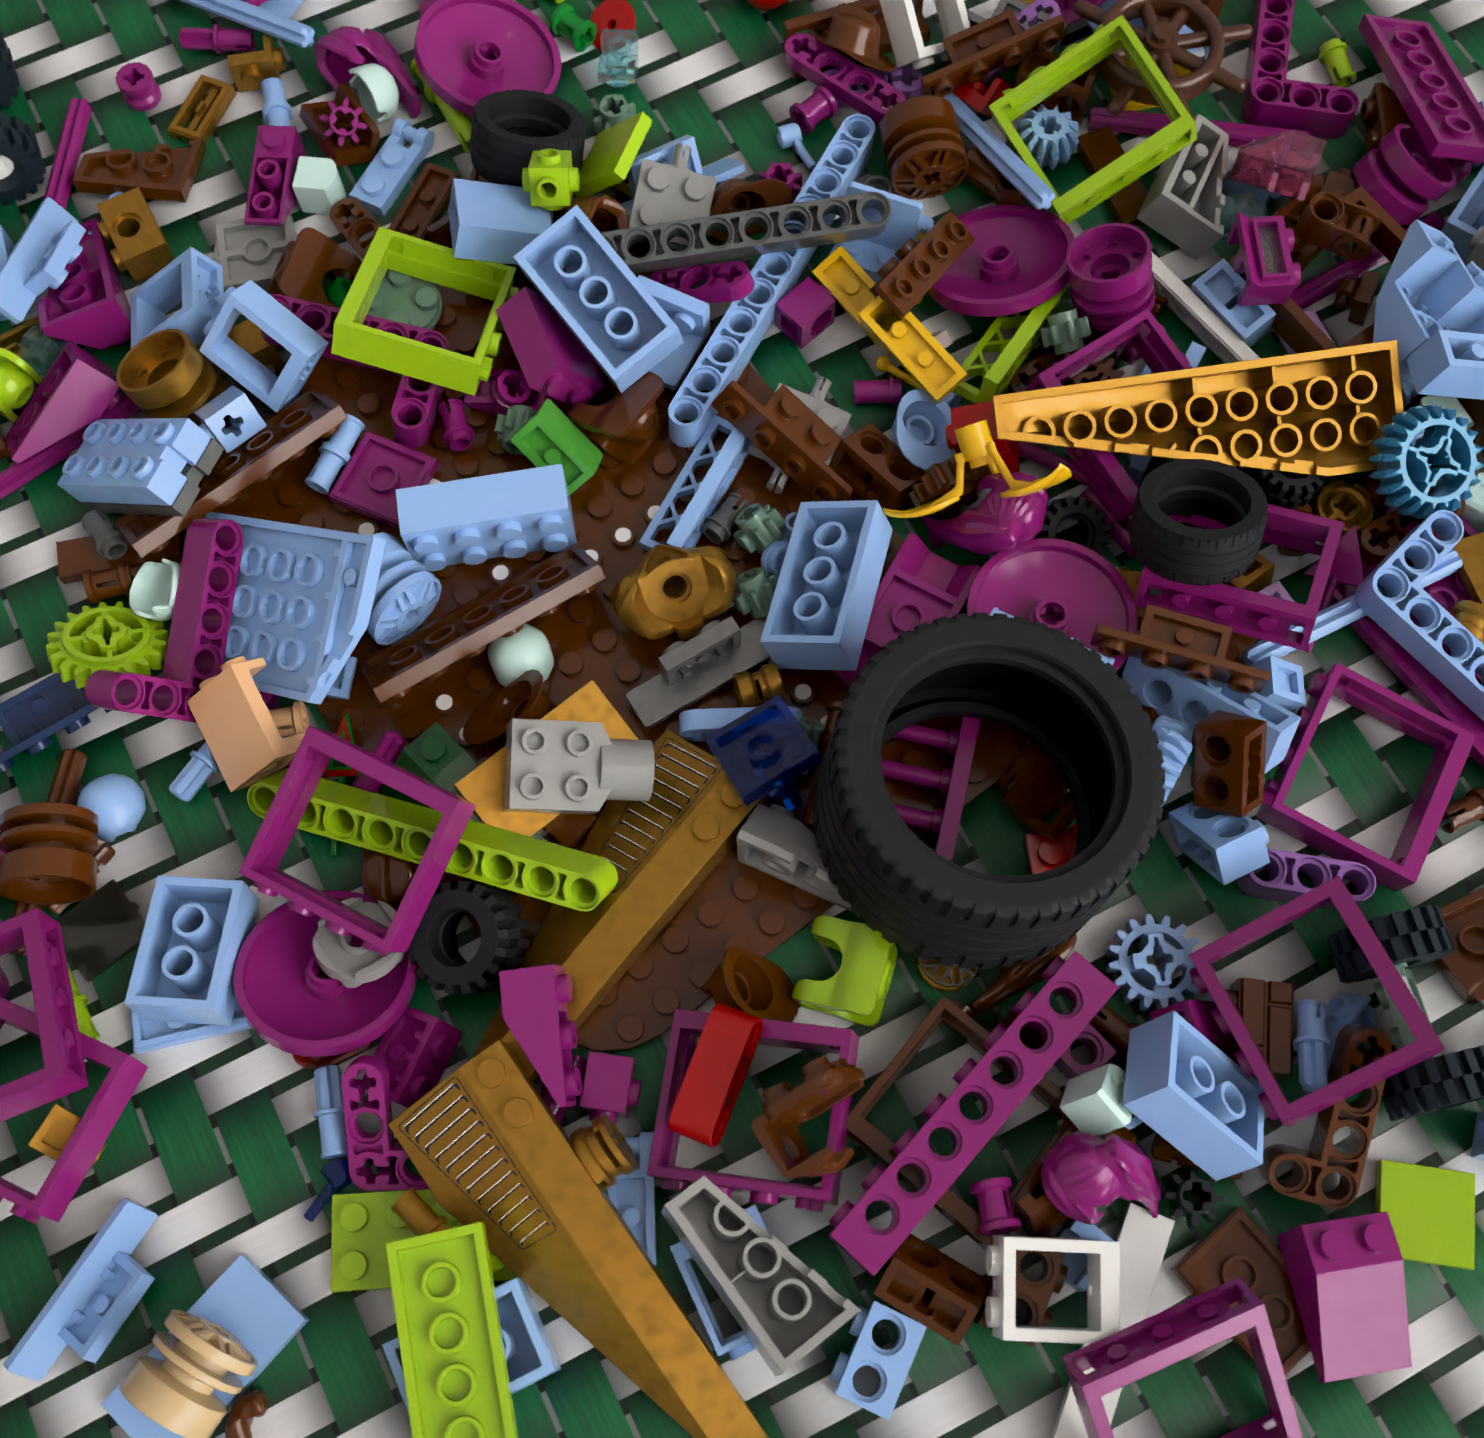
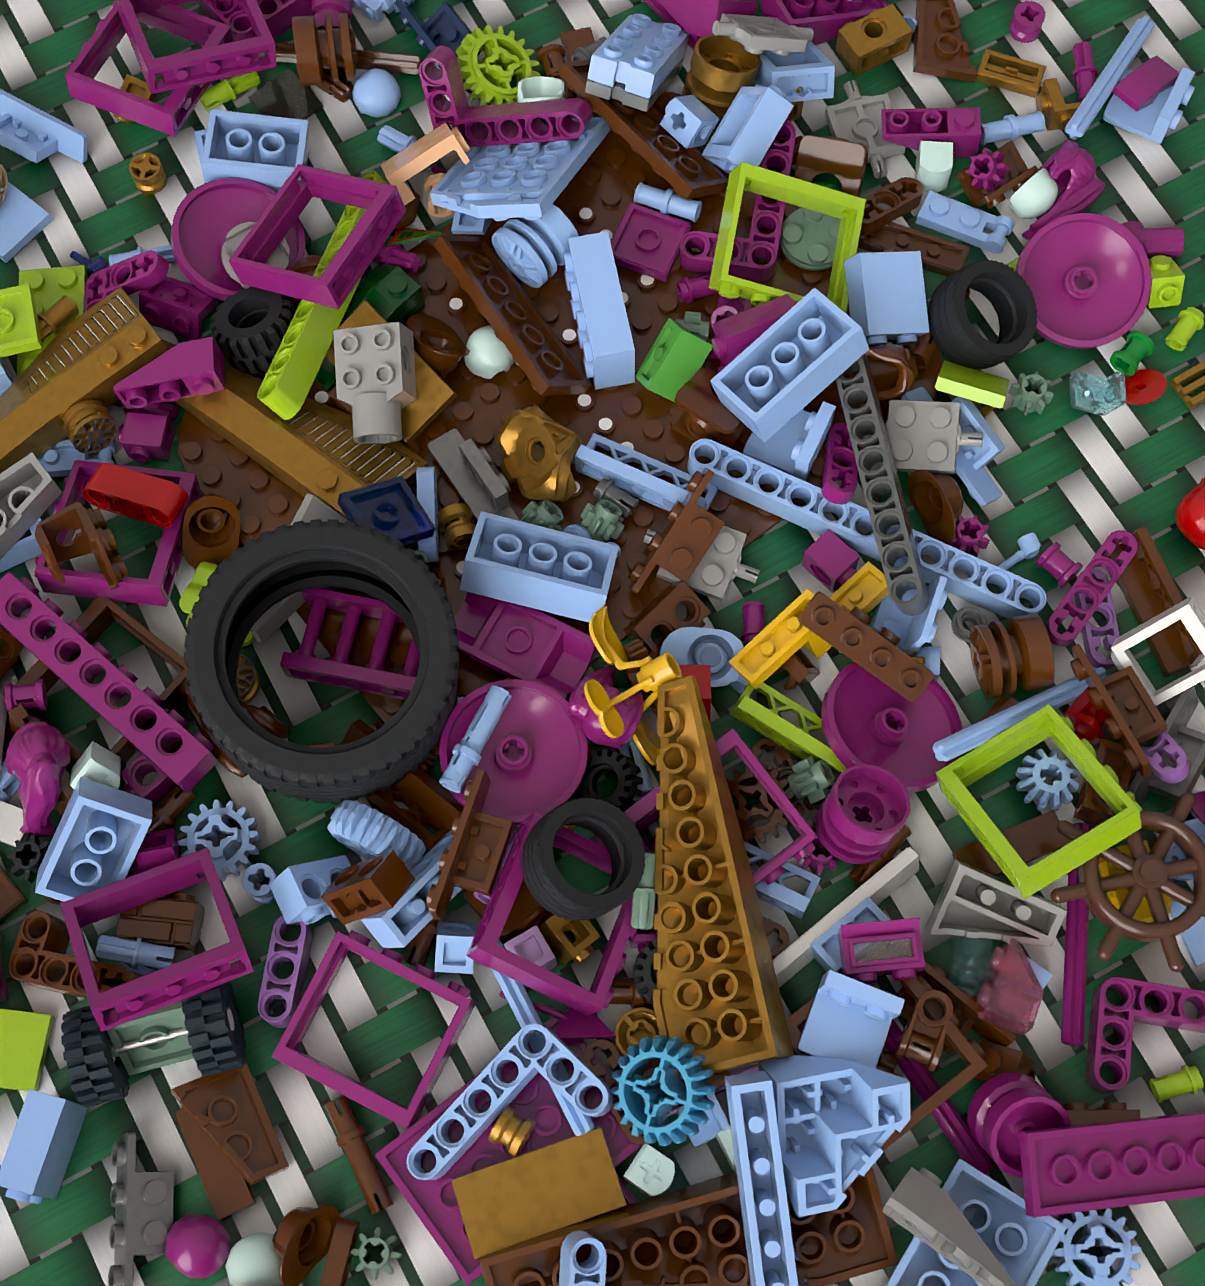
camera: 90 degrees right, 0 degrees up
(127, 322) = (763, 33): none -> light grey plate
(184, 1108) = (141, 167): none -> pearl gold wheel
(551, 179) = (924, 326): lime brick -> none
(857, 35) = (1128, 595): reddish brown piece -> none
(1215, 904) = (255, 874): none -> light blue bush
(1336, 294) = (848, 1020): none -> light blue bracket

